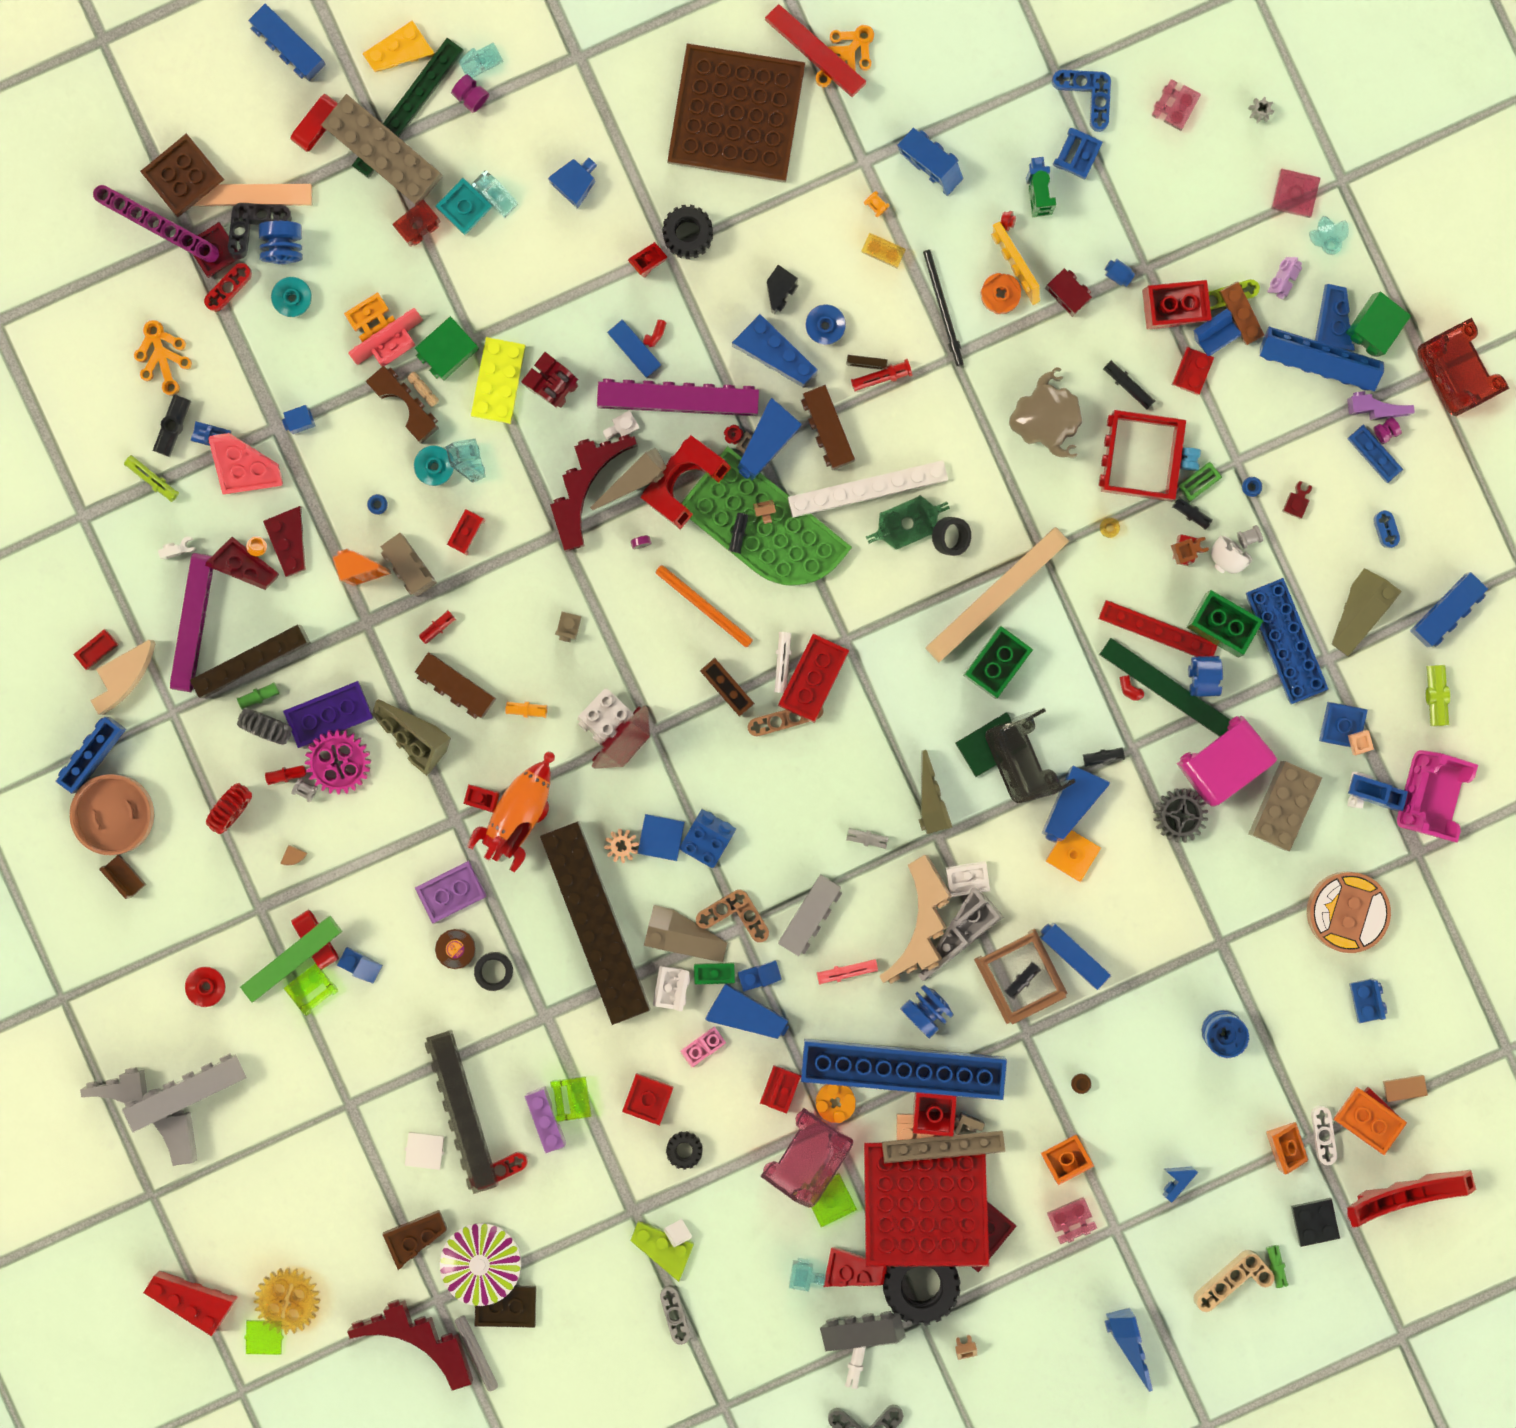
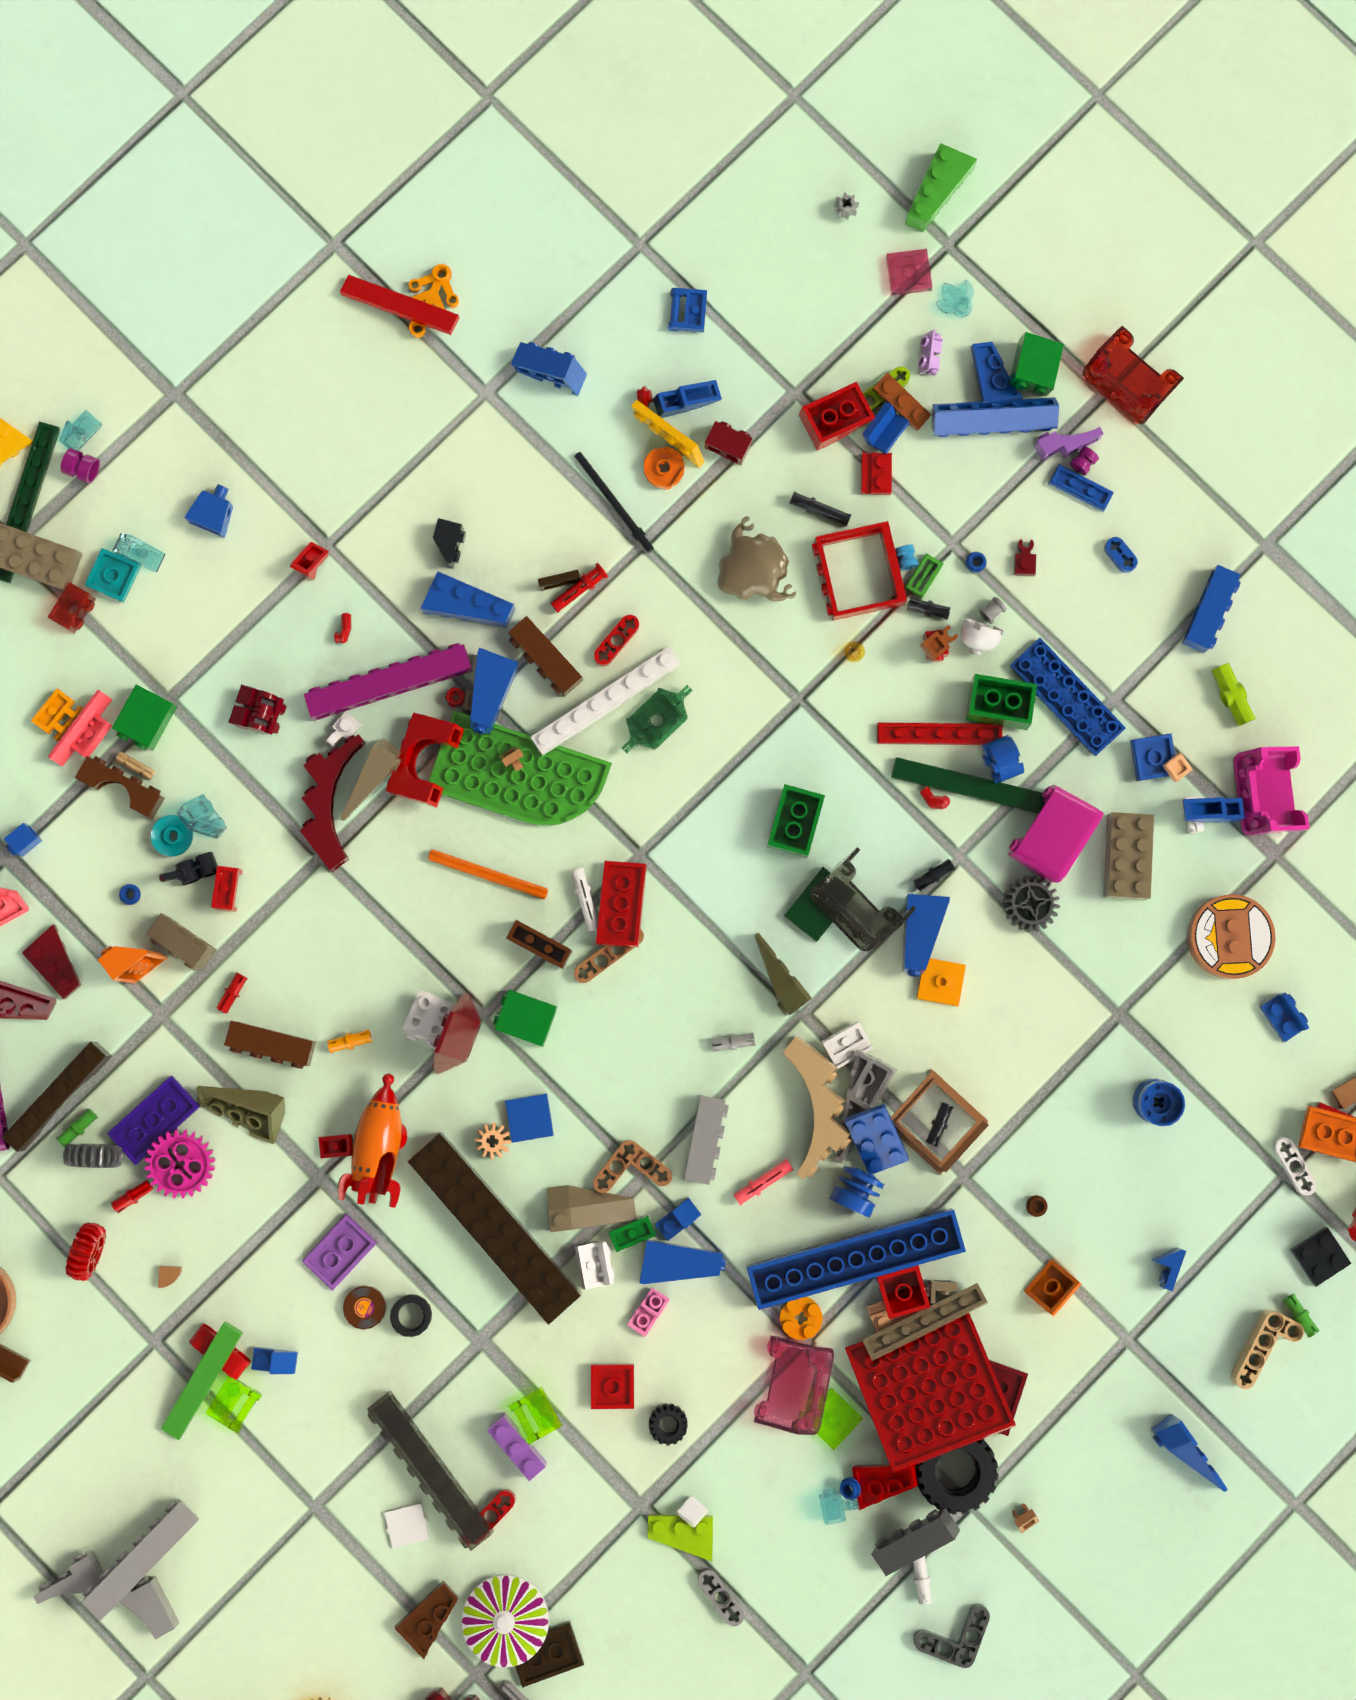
camera: 20 degrees left, 5 degrees down
(195, 986) = (117, 1449): red dish -> none
(256, 546) = (24, 980): light orange plate -> none
(304, 790) = (156, 1204): light grey bush -> none
(441, 504) = (192, 871): none -> black beam
(498, 380) = (206, 730): neon yellow plate -> none
(568, 626) = (361, 944): dark tan bracket -> none
(634, 349) = (328, 650): blue tile -> none
(640, 542) = (403, 834): magenta tile -> none
(683, 215) = (336, 503): black tyre -> none
(689, 747) = (525, 1017): none -> green brick
(707, 838) = (575, 1101): blue bracket -> none
(736, 112) = (345, 391): reddish brown plate -> none
(738, 533) = (495, 790): black axle -> none
(780, 1089) = (741, 1325): red plate -> none
(818, 1265) = (845, 1489): none -> blue plate
(827, 314) = (505, 549): blue dish -> none
(876, 204) = (512, 427): light orange bush -> none
(883, 250) = (535, 468): clear yellow plate -> none
(908, 424) = (602, 648): none -> red beam
(962, 972) = (876, 1139): none -> blue plate
(964, 538) = (716, 710): black tyre -> none
(997, 594) = (769, 756): tan beam -> none
(1039, 178) = (658, 345): green hips -> none
(1045, 236) = (686, 398): none -> blue slope
(1071, 1214) = (1076, 1342): clear pink plate -> none
(1074, 955) = (981, 1080): blue slope -> none
(1091, 86) = (676, 243): blue beam -> none
(1119, 272) = (770, 406): blue brick -> none
(1182, 107) = (770, 231): clear pink plate -> none
(1287, 1147) = (1263, 1192): orange slope -> none
(1359, 118) = (941, 181): none -> bright green wedge
(1366, 604) = (1130, 632): olive wedge -> none

